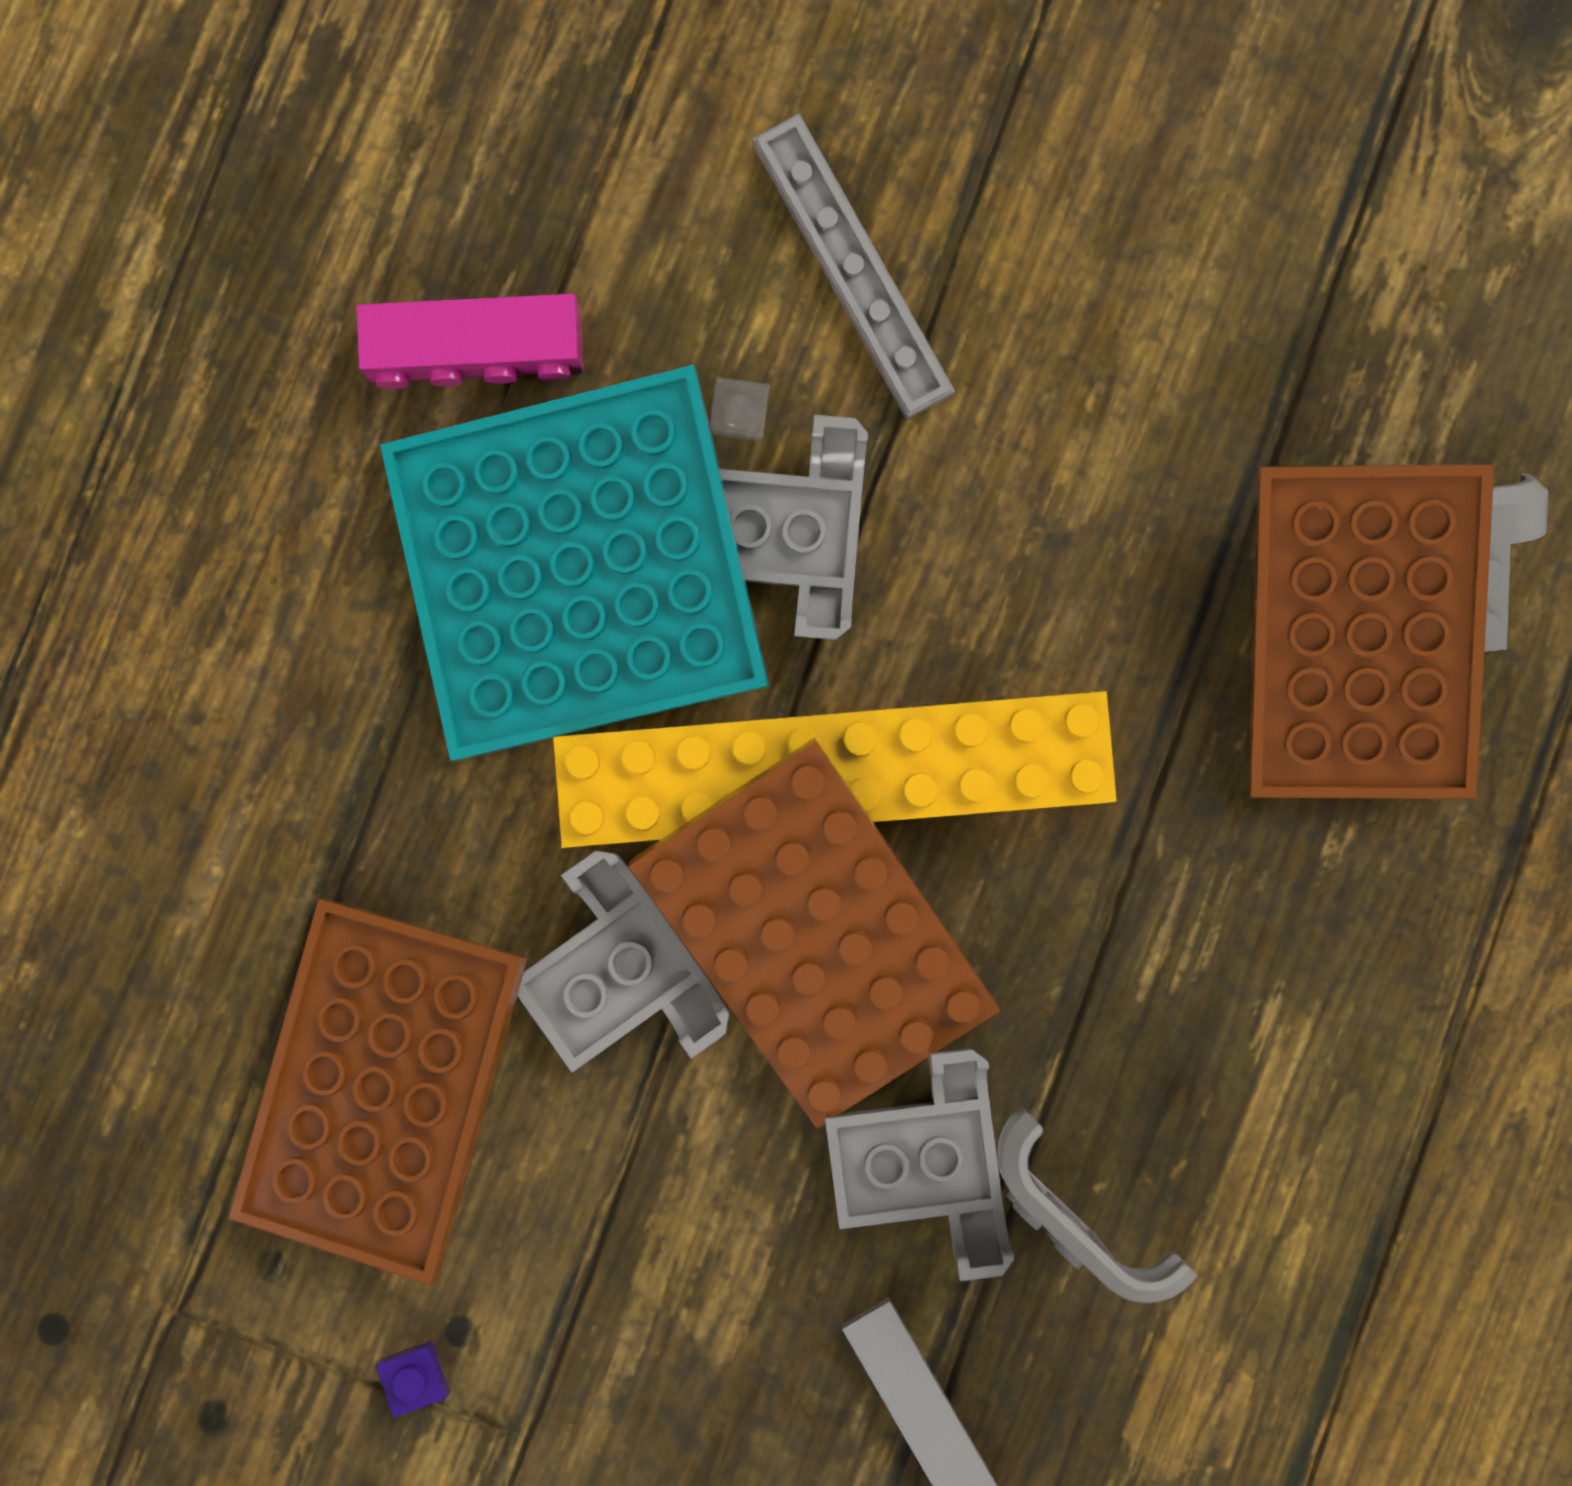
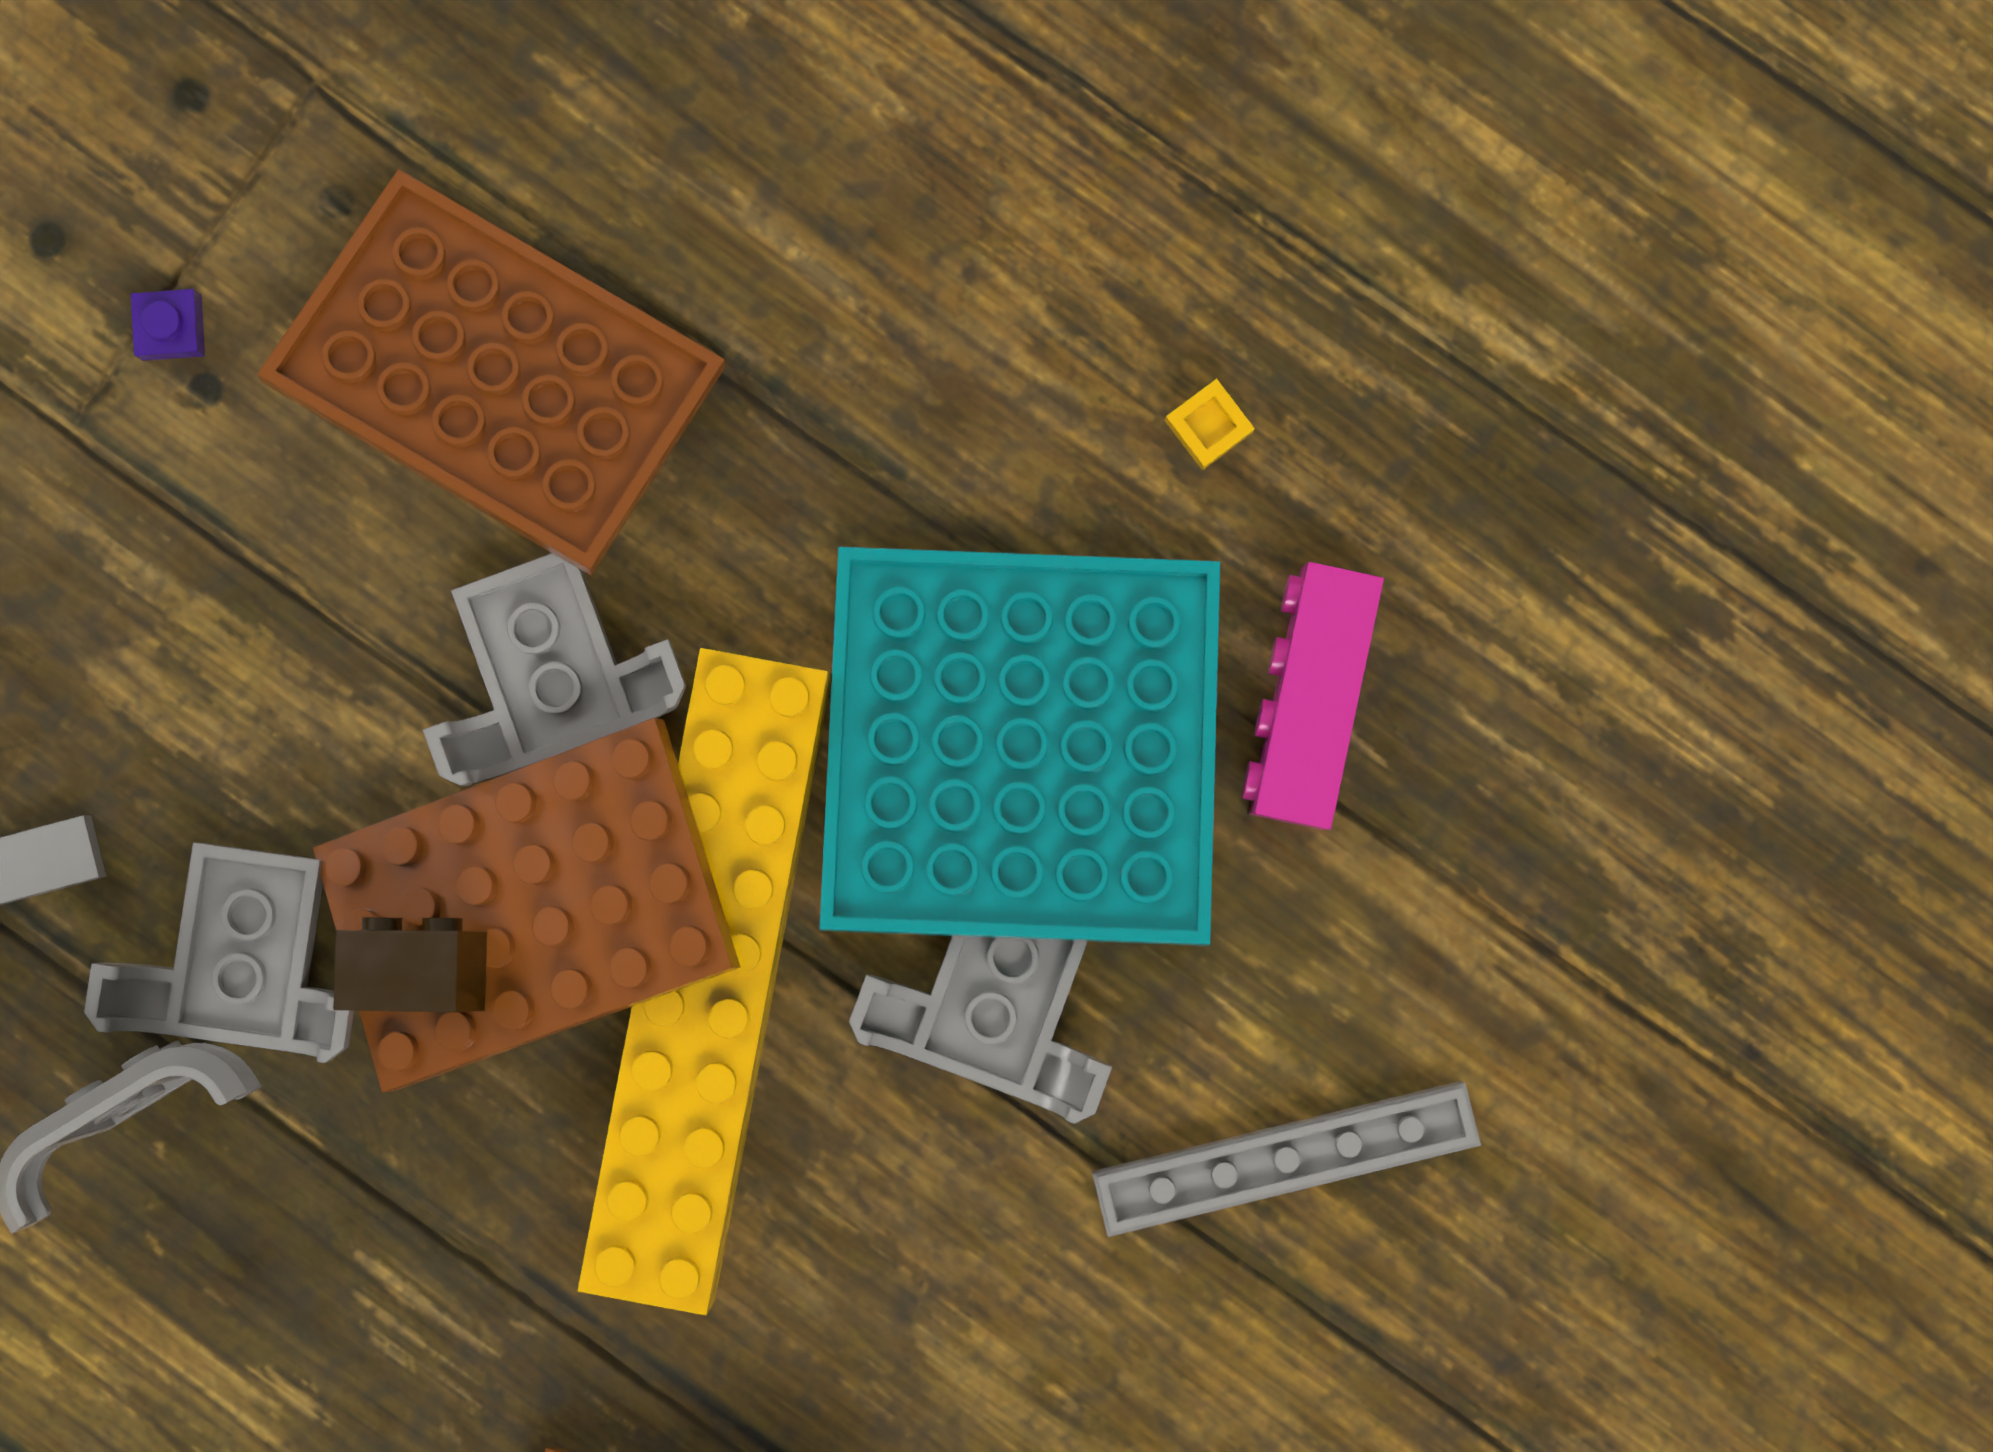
camera: 105 degrees right, 0 degrees up
(269, 484) = (1209, 424): none -> yellow plate
(739, 409) = (1152, 982): clear plate -> none
(890, 1010) = (410, 969): none -> dark brown brick

